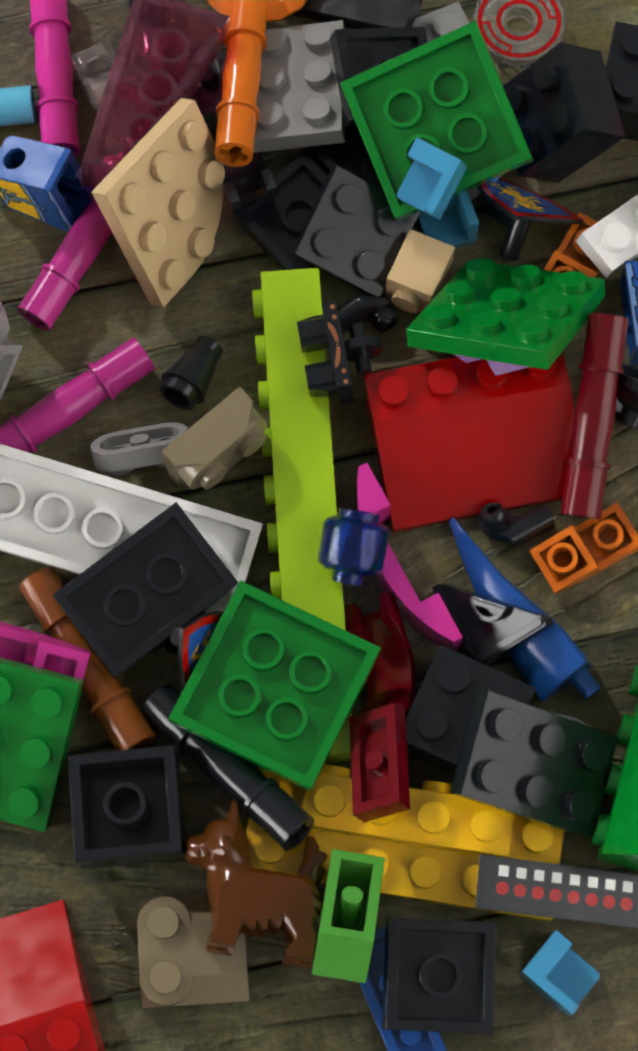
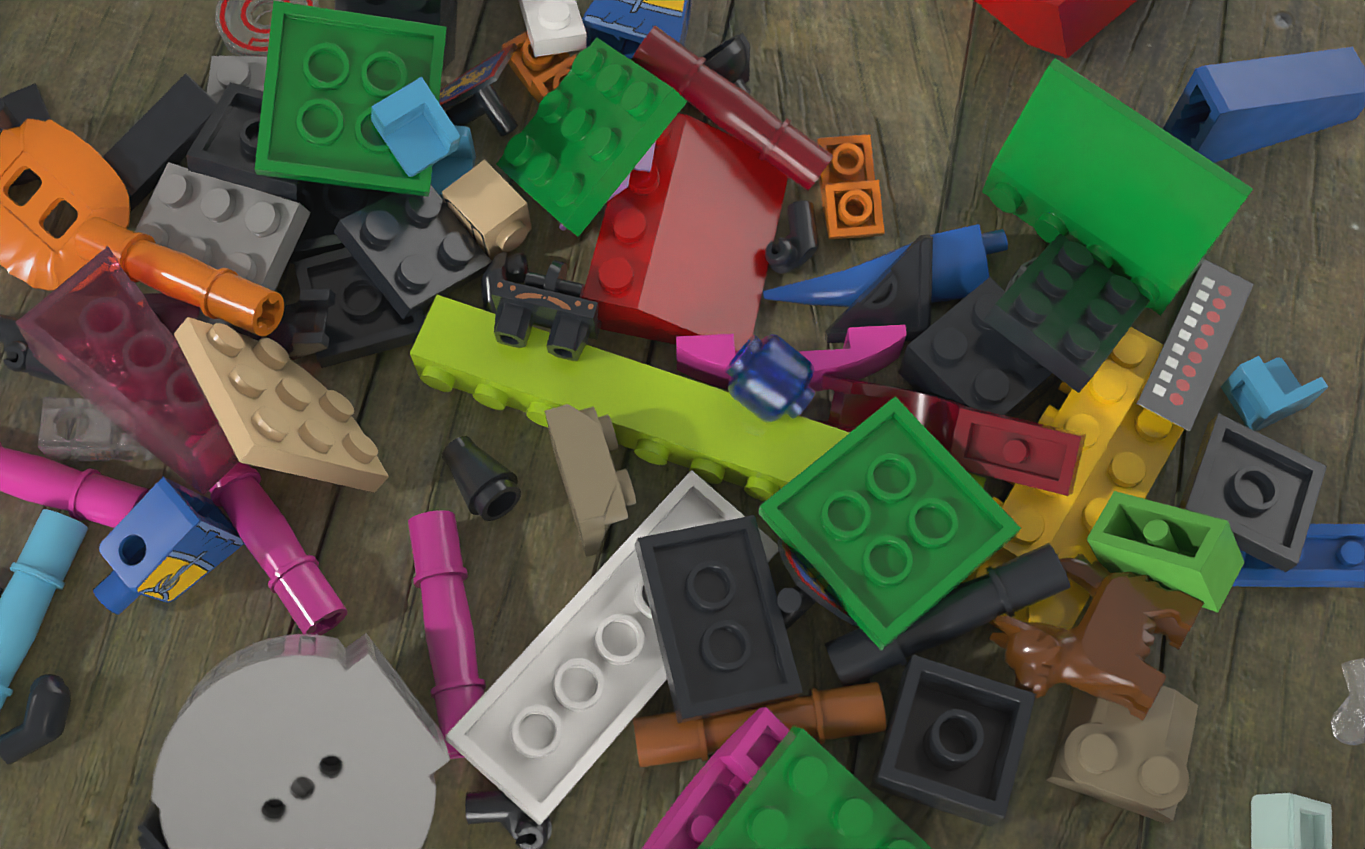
camera: 70 degrees left, 5 degrees down
(134, 448) = (539, 566): light grey plate -> none

